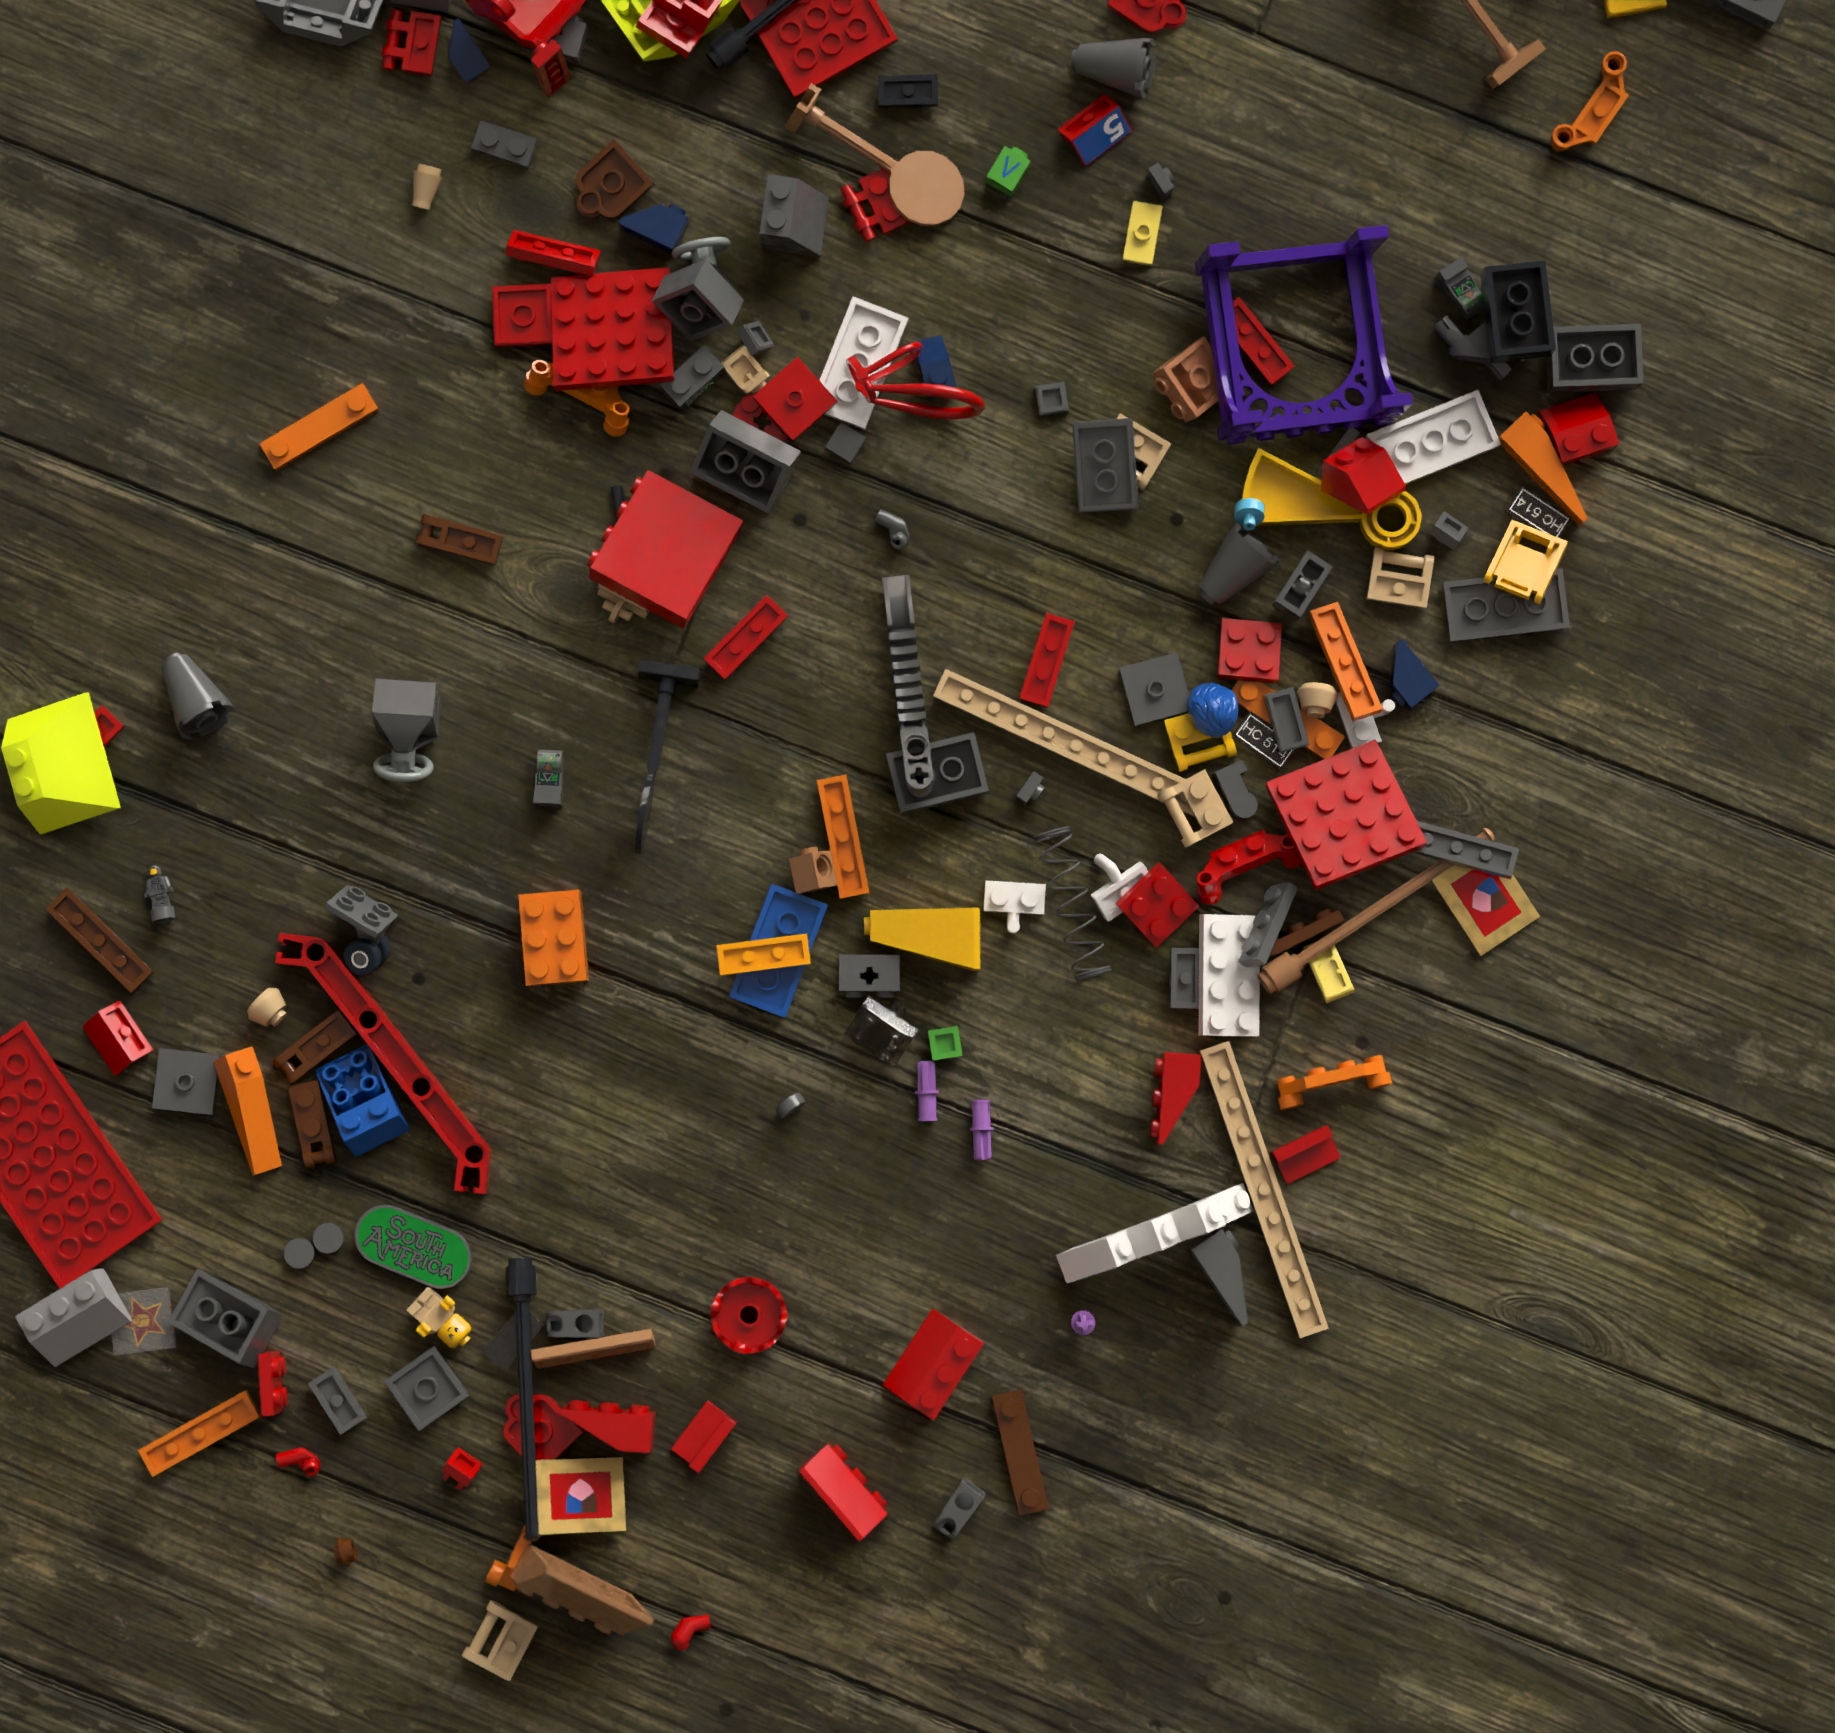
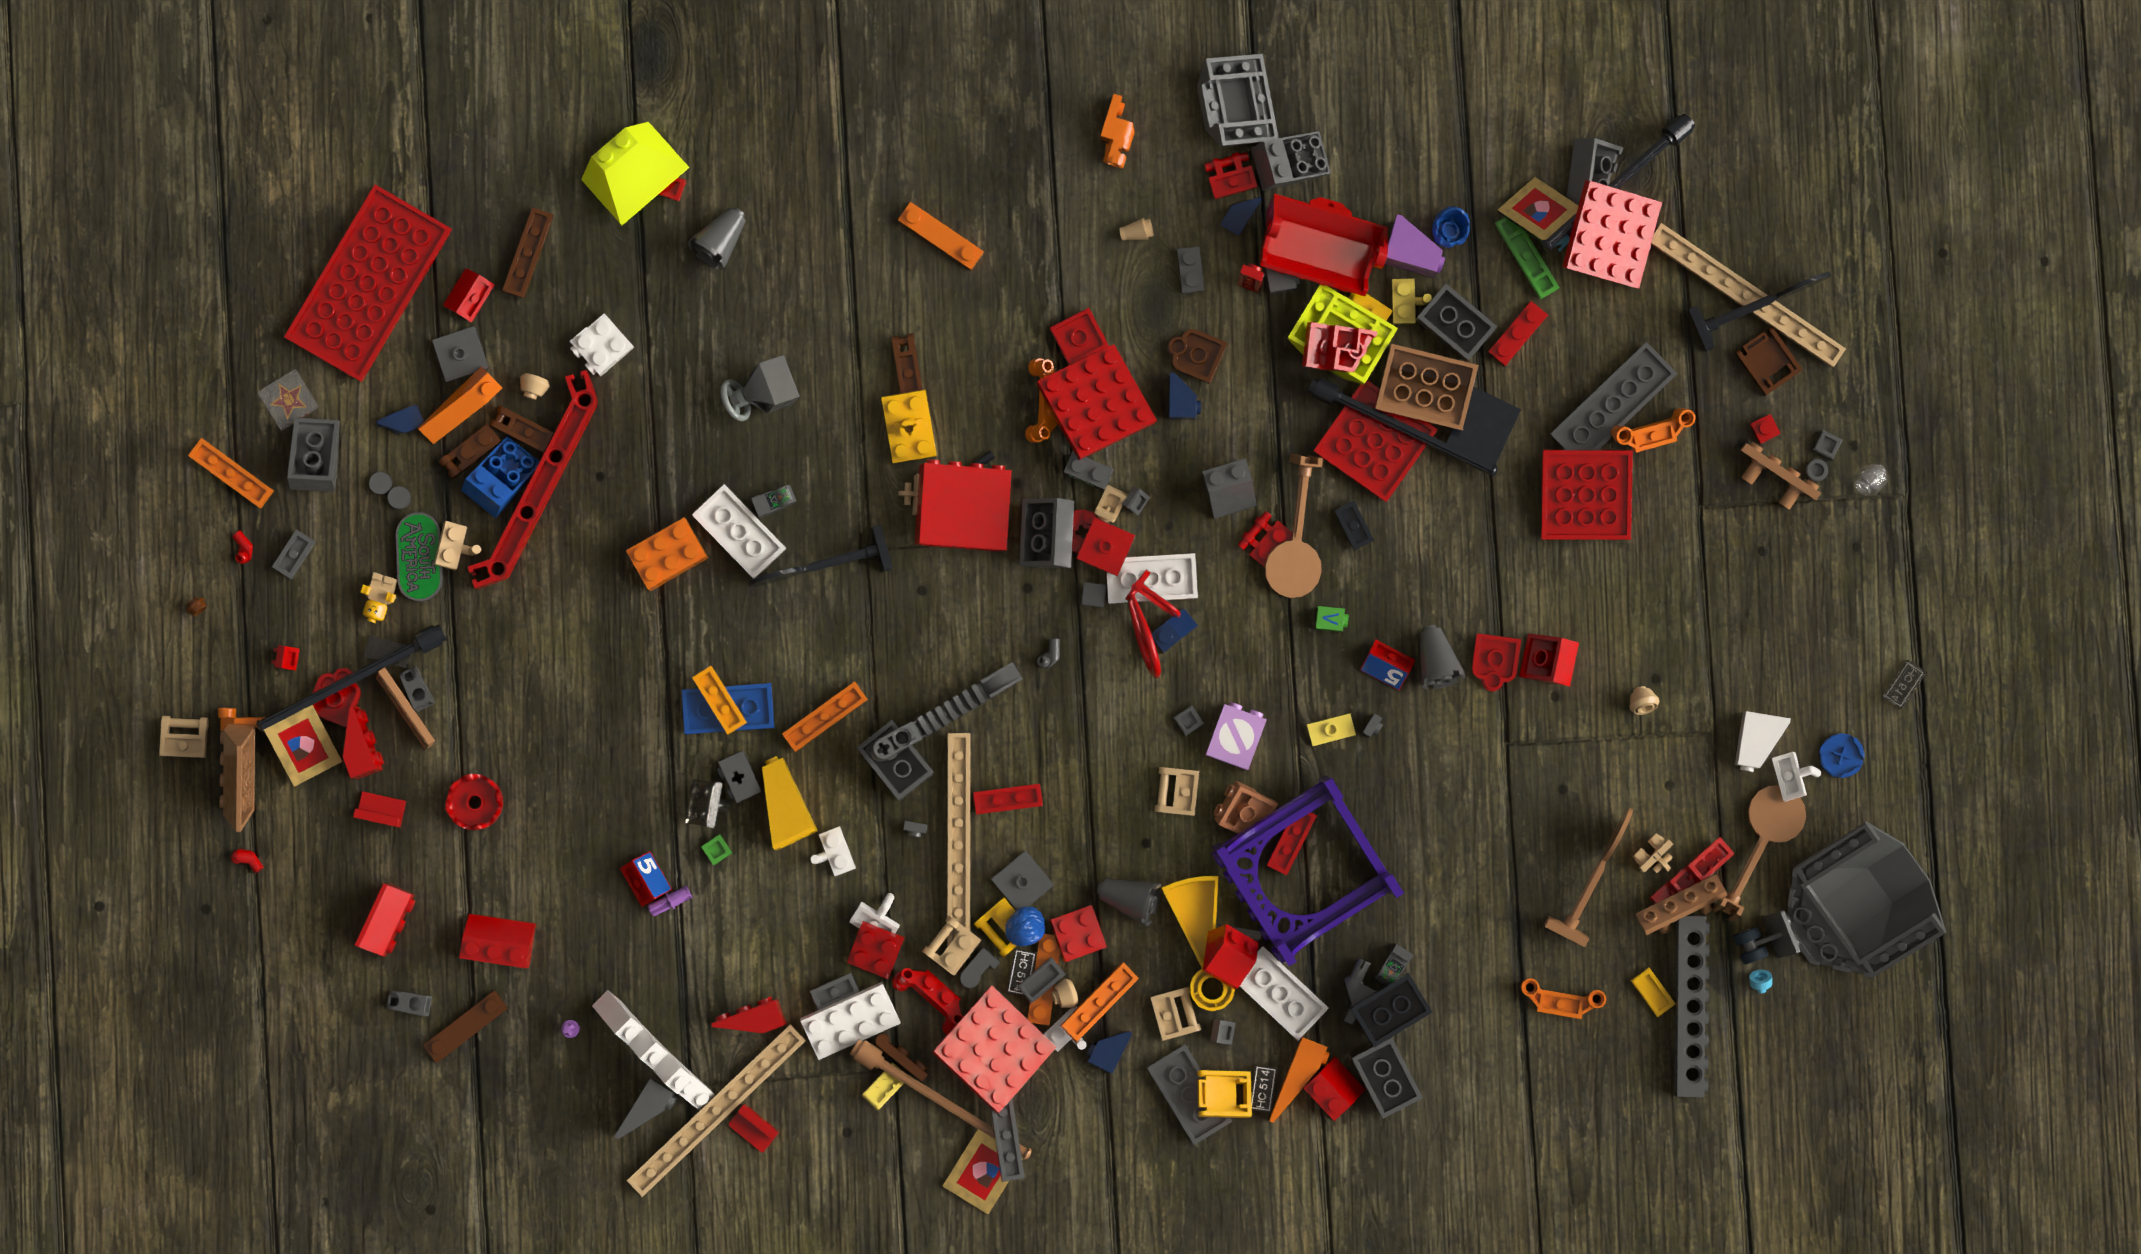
camera: 75 degrees right, 0 degrees up
(74, 1317) = (269, 354): light grey slope -> none
(158, 890) = (580, 275): dark grey piece -> none
(235, 1190) = (402, 421): none -> dark blue slope
(257, 903) = (601, 345): none -> white plate
(272, 1393) = (278, 509): red plate -> none
(295, 154) = (1117, 134): none -> orange plate
(371, 922) = (622, 427): dark grey plate -> none
(419, 1199) = (451, 546): none -> tan plate
(427, 1388) = (329, 610): dark grey plate -> none
(534, 571) = (909, 426): none -> yellow plate
(552, 253) = (1130, 337): red plate -> none
(567, 838) = (739, 531): none -> white plate
(698, 296) = (1144, 451): dark grey piece -> none
(745, 637) = (929, 588): red plate -> none
(790, 1105) = (627, 765): dark grey tile -> none
(813, 870) = (792, 707): medium nougat brick -> none
(926, 1091) = (679, 852): medium lavender axle -> none
(940, 1147) = (645, 878): none -> panel
(1088, 973) = (811, 928): dark grey piece -> none
(1098, 349) = (1236, 736): none -> lavender brick
(1105, 465) = (1158, 777): dark grey tile -> none
(1249, 512) = (1168, 890): medium azure tile -> none
(1267, 924) = (895, 1030): dark grey plate -> none
(1292, 1089) = (830, 1148): orange plate -> none
(1302, 585) = (1137, 949): dark grey brick -> none

